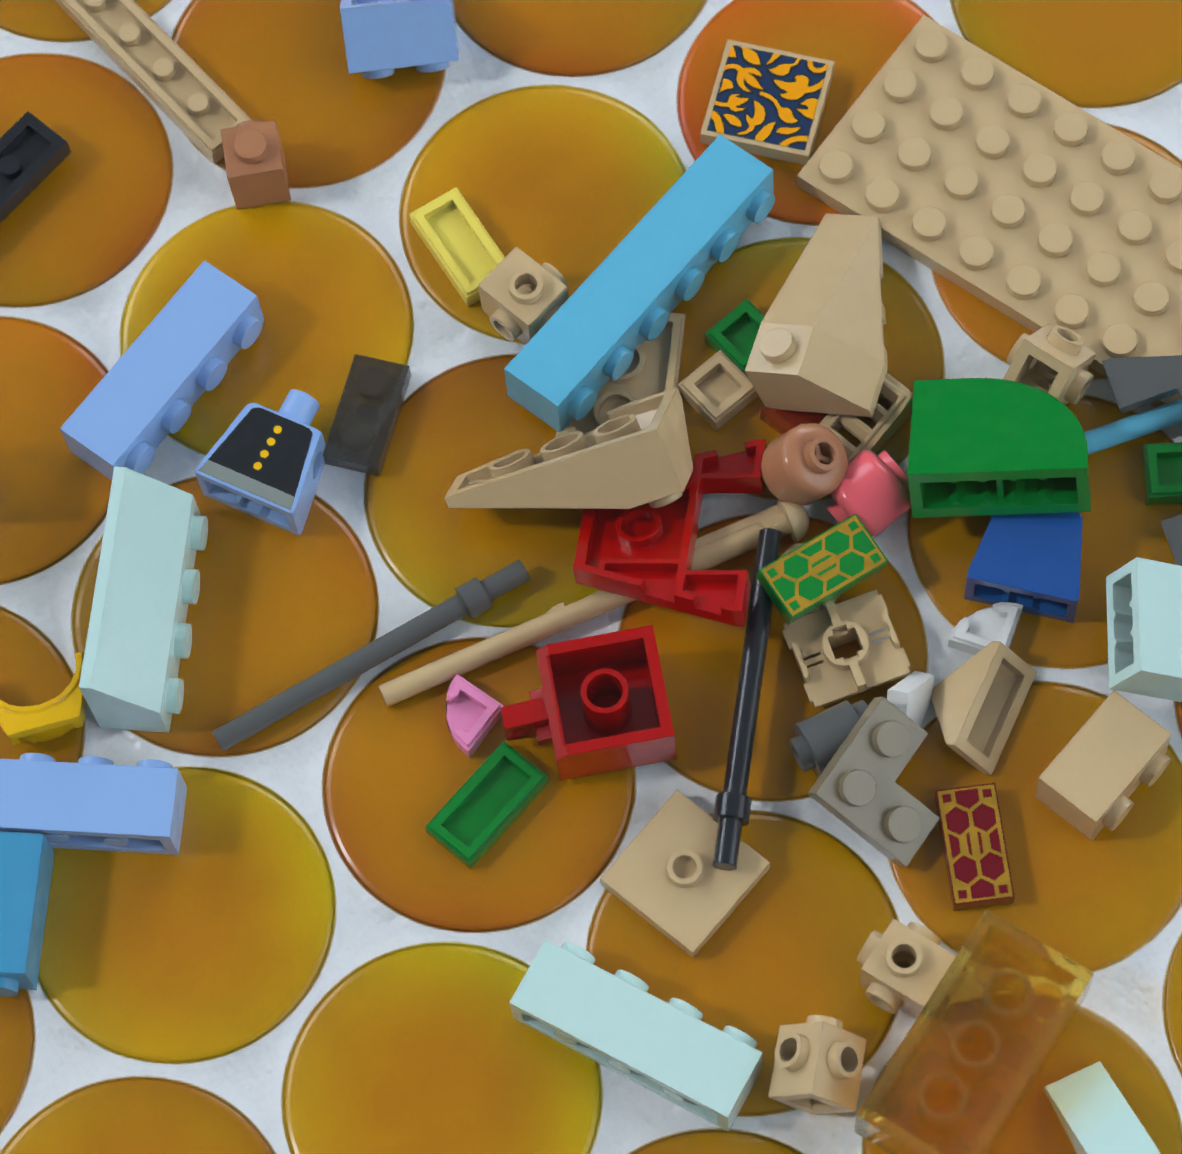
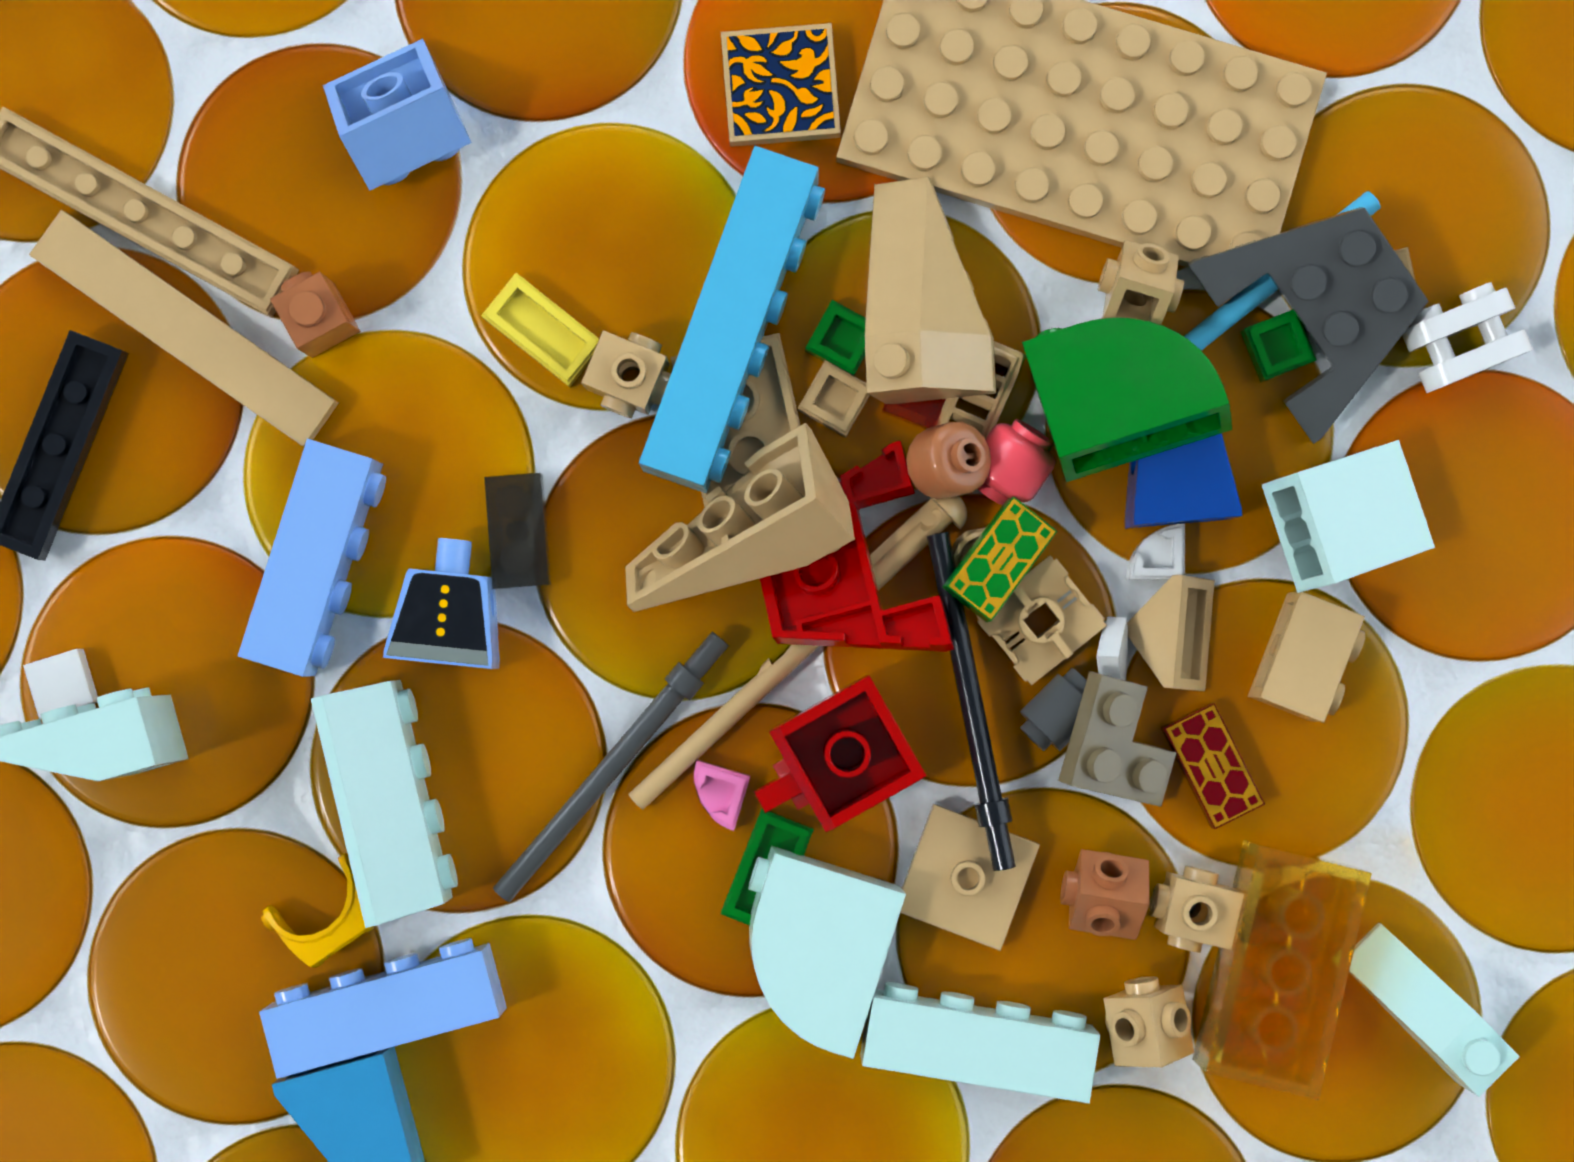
camera: 30 degrees left, 20 degrees up
(130, 146) = (183, 328): none -> tan tile
(512, 878) = (820, 944): none -> light aqua brick
(818, 924) = (1107, 894): none -> nougat brick

